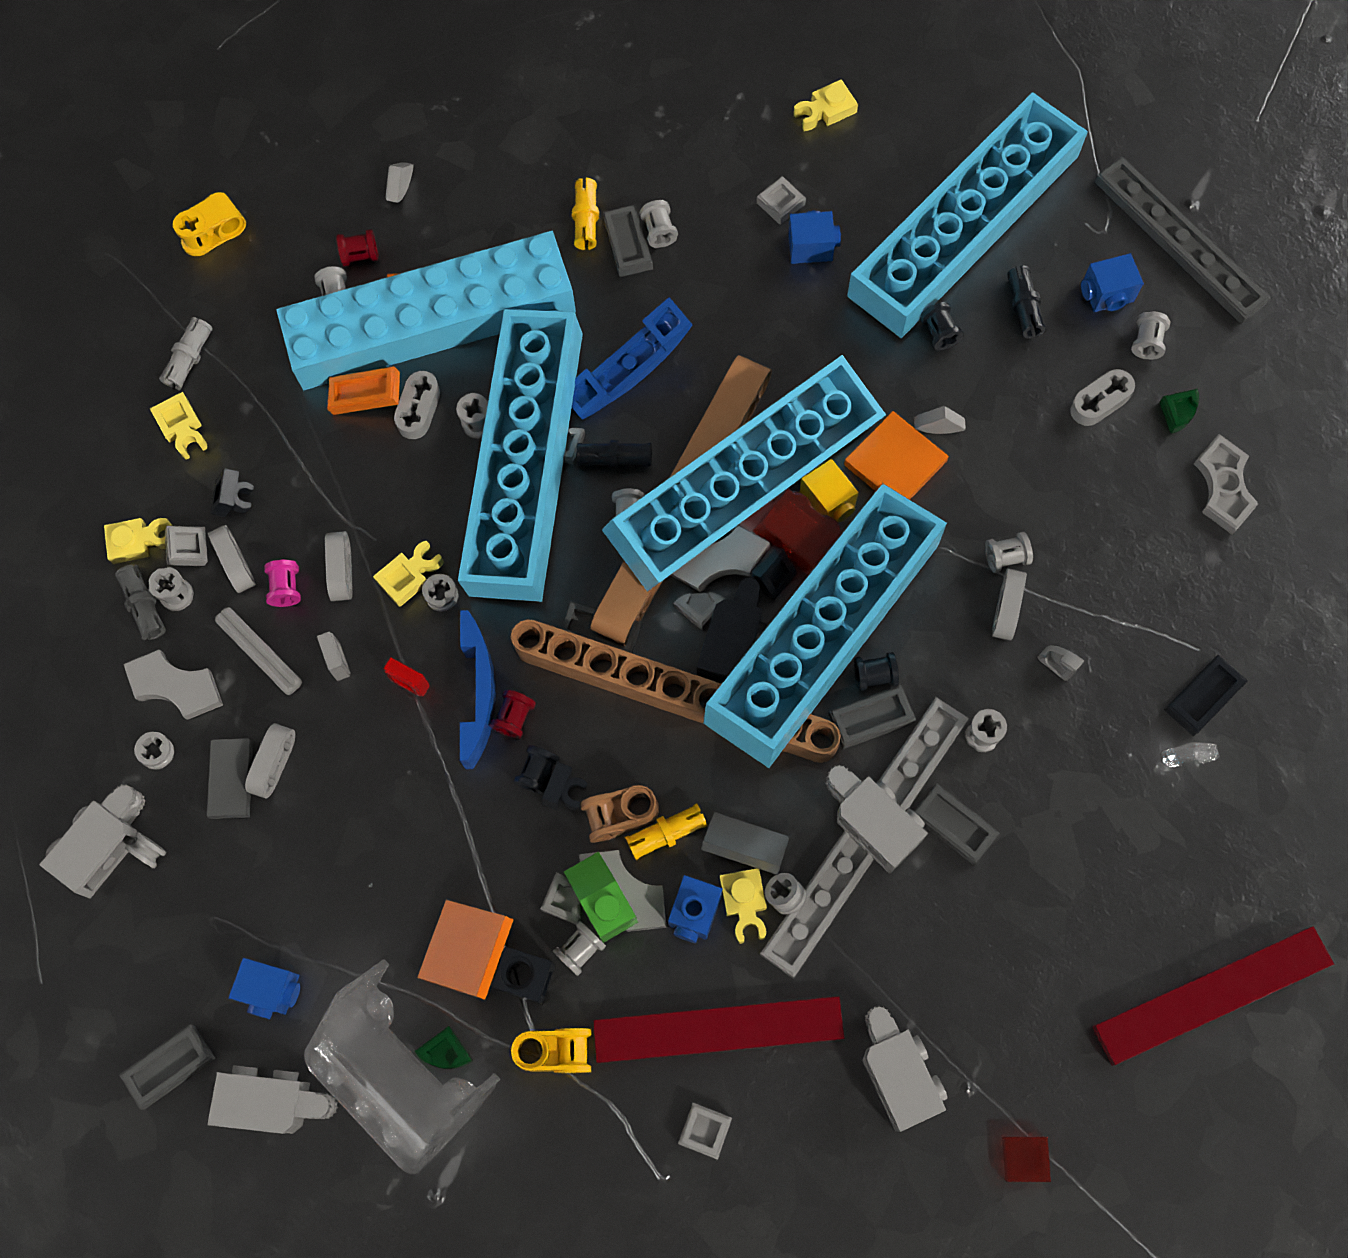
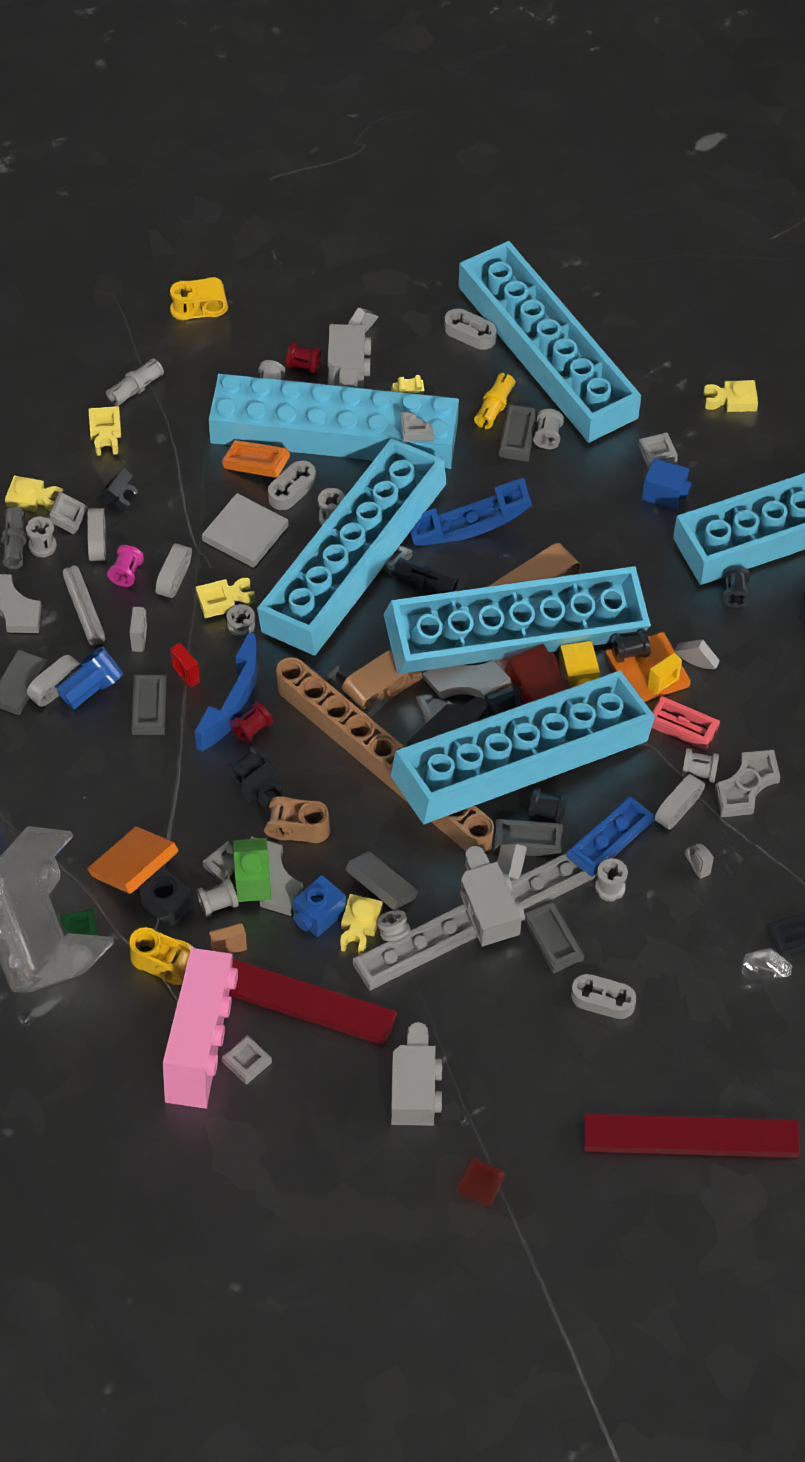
camera: 20 degrees right, 15 degrees down
(312, 731) = (96, 673): none -> blue piece
(388, 740) = (149, 705): none -> dark grey tile
(392, 481) = (245, 530): none -> light grey tile
(405, 228) = (347, 355): none -> light grey hinge
(489, 239) = (411, 386): none -> light yellow plate
(518, 139) = (470, 329): none -> light grey beam
(525, 287) = (415, 429): none -> light grey tile
(611, 121) = (549, 341): none -> medium azure brick
(616, 997) = (228, 939): none -> medium nougat tile
(639, 1128) = (198, 1027): none -> bright pink wedge
(666, 831) = (325, 849): yellow pin -> none
(873, 445) = (631, 645): none -> black bush
(873, 760) = (511, 860): none -> light grey tile
(925, 463) = (664, 673): none -> yellow tile
(958, 678) = (610, 835): none -> blue tile
(971, 521) = (680, 726): none -> coral tile
(1044, 881) = (603, 996): none -> light grey beam
(1061, 565) = (738, 793): none -> light grey tile

